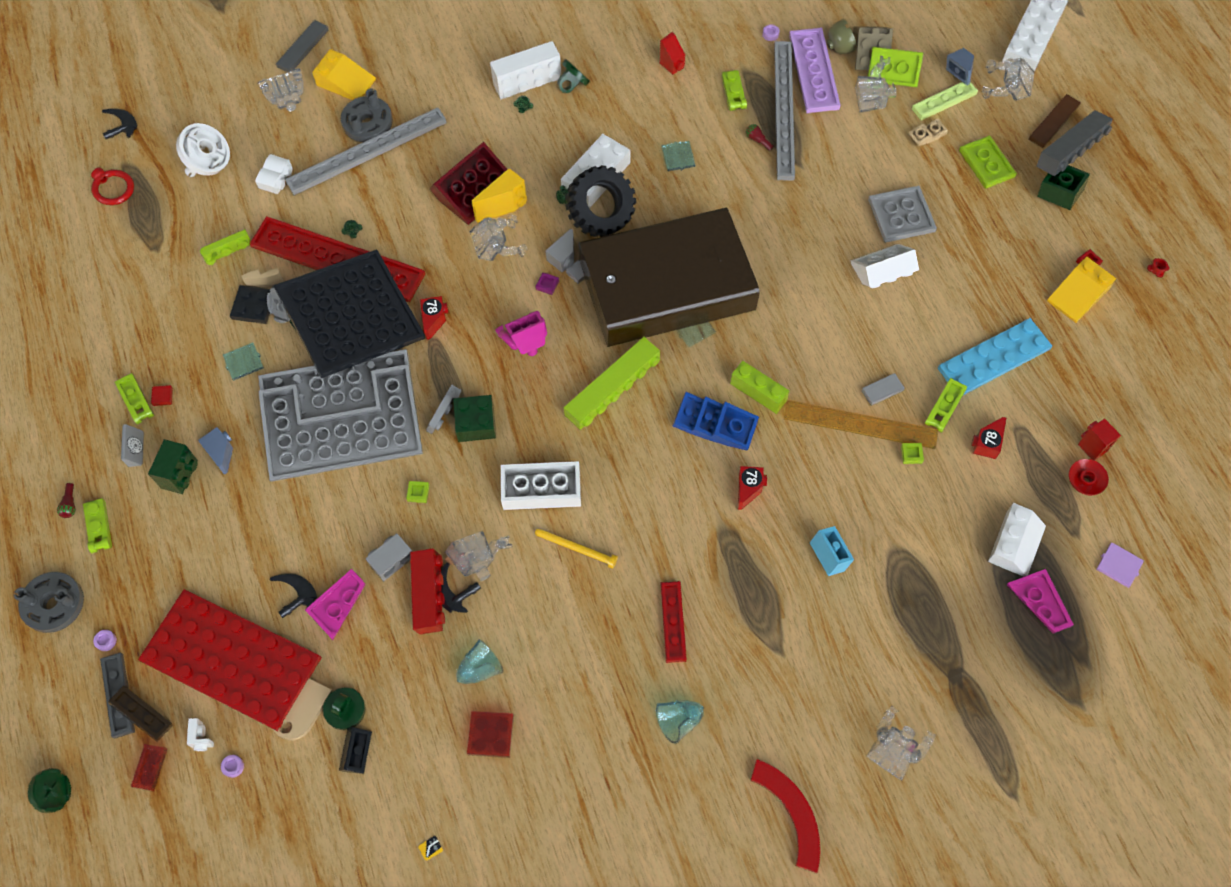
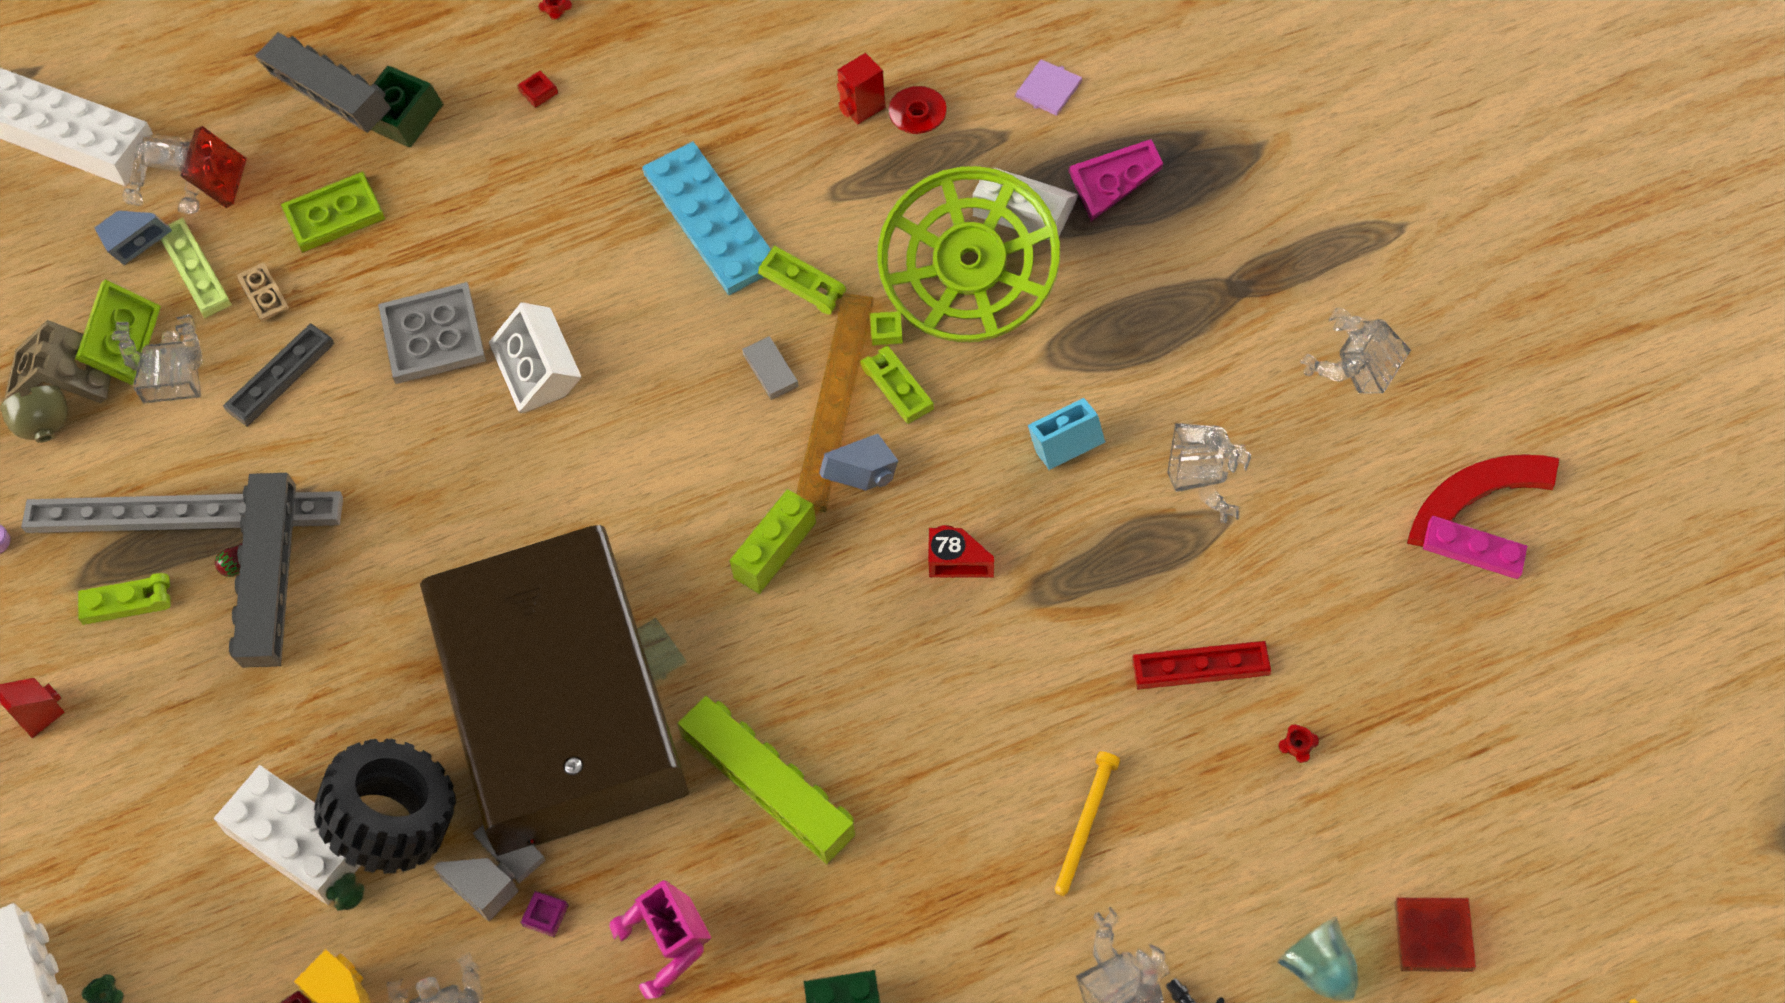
camera: 90 degrees left, 5 degrees down
(540, 485) = (980, 883): white brick -> none
(573, 75) = (53, 894): dark green tile -> none
(617, 666) = (1301, 734): none -> red plate
(678, 156) = (265, 693): clear light blue piece -> none
(678, 718) = (1369, 644): clear light blue helmet -> none
(716, 421) = (836, 611): blue slope -> none
(745, 144) = (263, 570): none -> dark grey brick
(748, 801) = (1475, 547): none -> dark pink plate
(810, 434) = (860, 464): none -> sand blue slope
(812, 632) = (1202, 461): none -> clear torso
(814, 70) = (98, 463): lavender plate -> none
(870, 458) = (897, 385): none -> lime plate
(874, 145) = (278, 374): none -> dark grey tile
(970, 490) = (965, 238): none -> lime dish
(989, 439) = (857, 224): red slope -> none
(1010, 97) = (213, 167): none -> clear red plate
(1054, 121) = (260, 116): reddish brown tile -> none
(1081, 289) = (593, 98): yellow slope -> none

